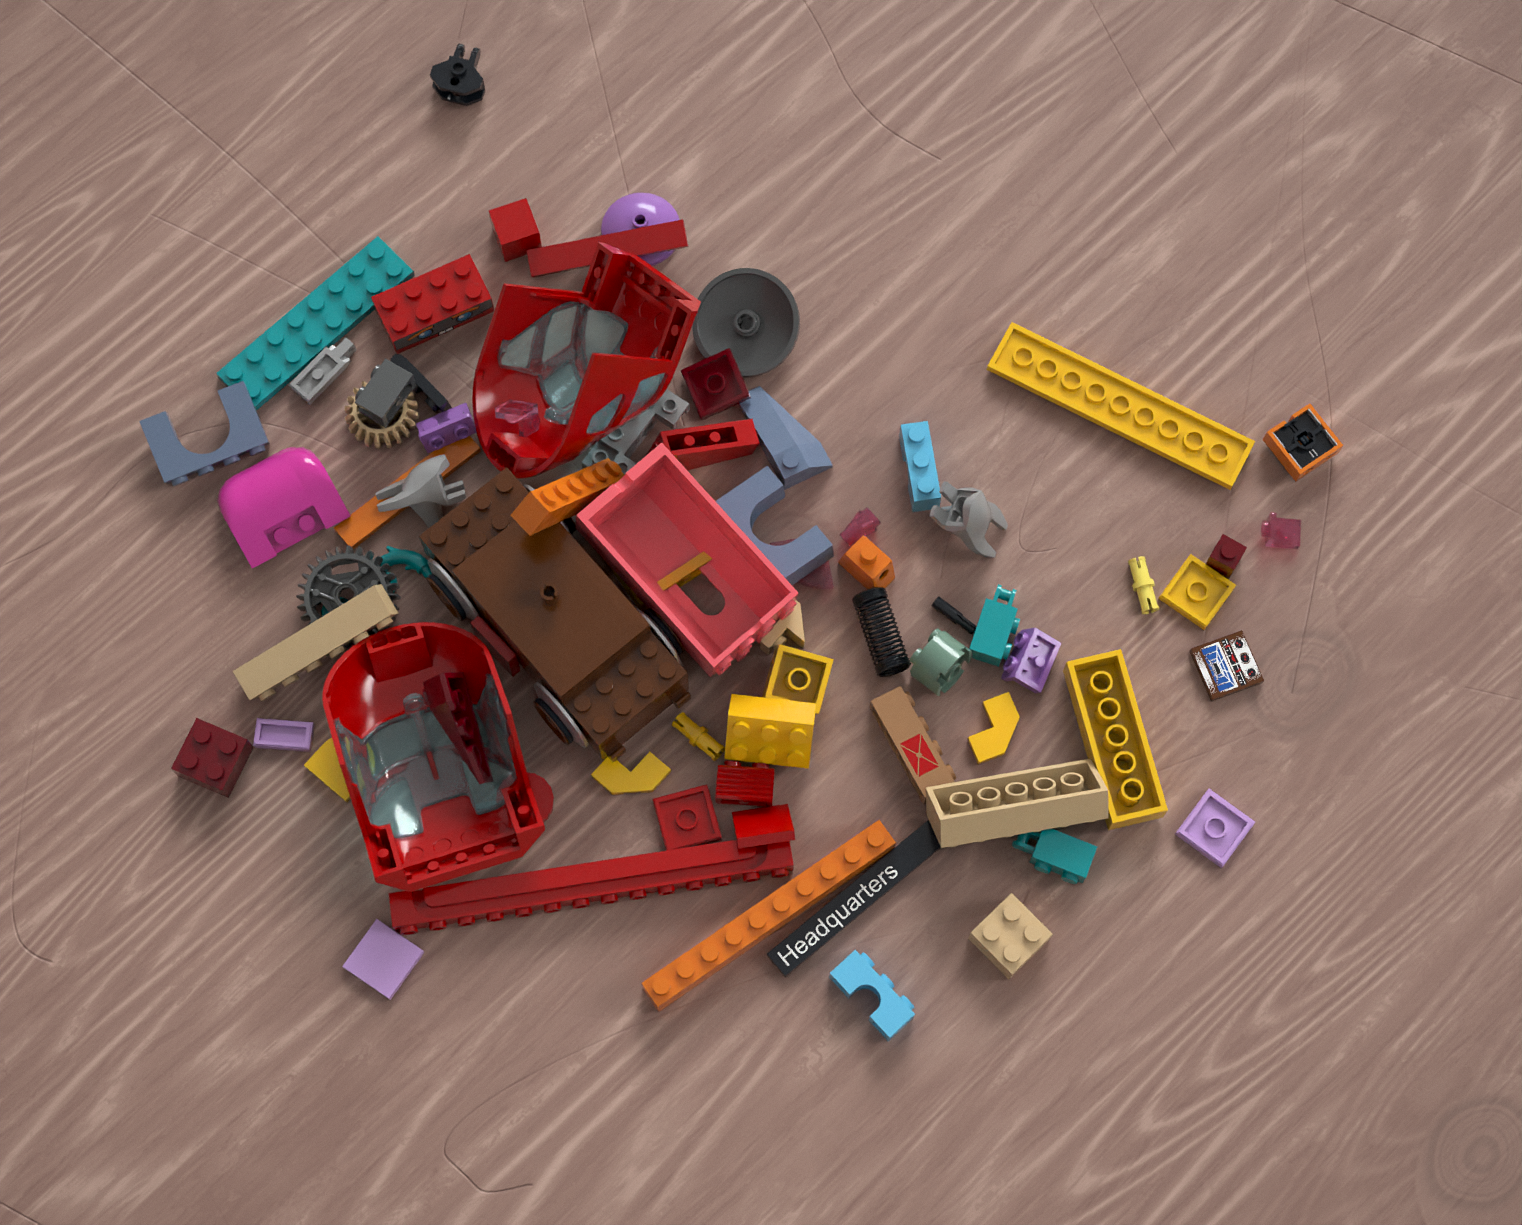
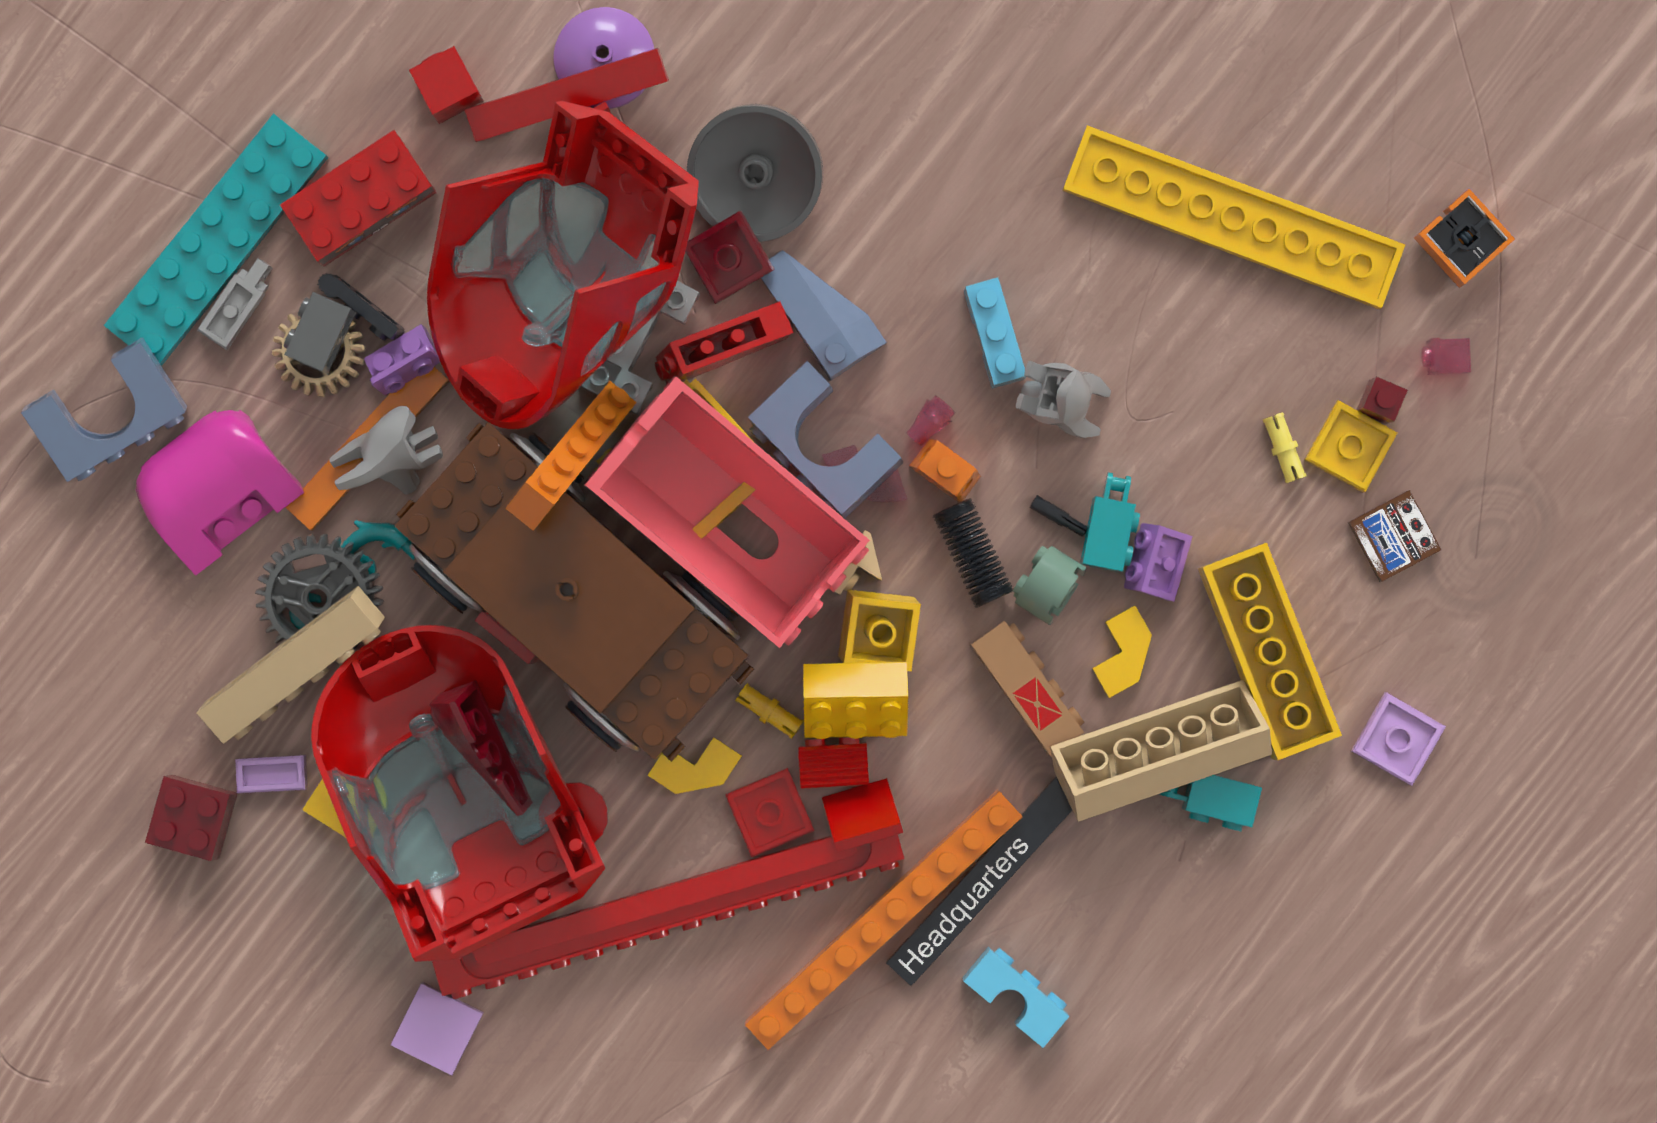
camera: 10 degrees left, 15 degrees up
(522, 413) = (493, 336): clear pink bracket -> none
(1010, 936) = (1169, 906): tan brick -> none

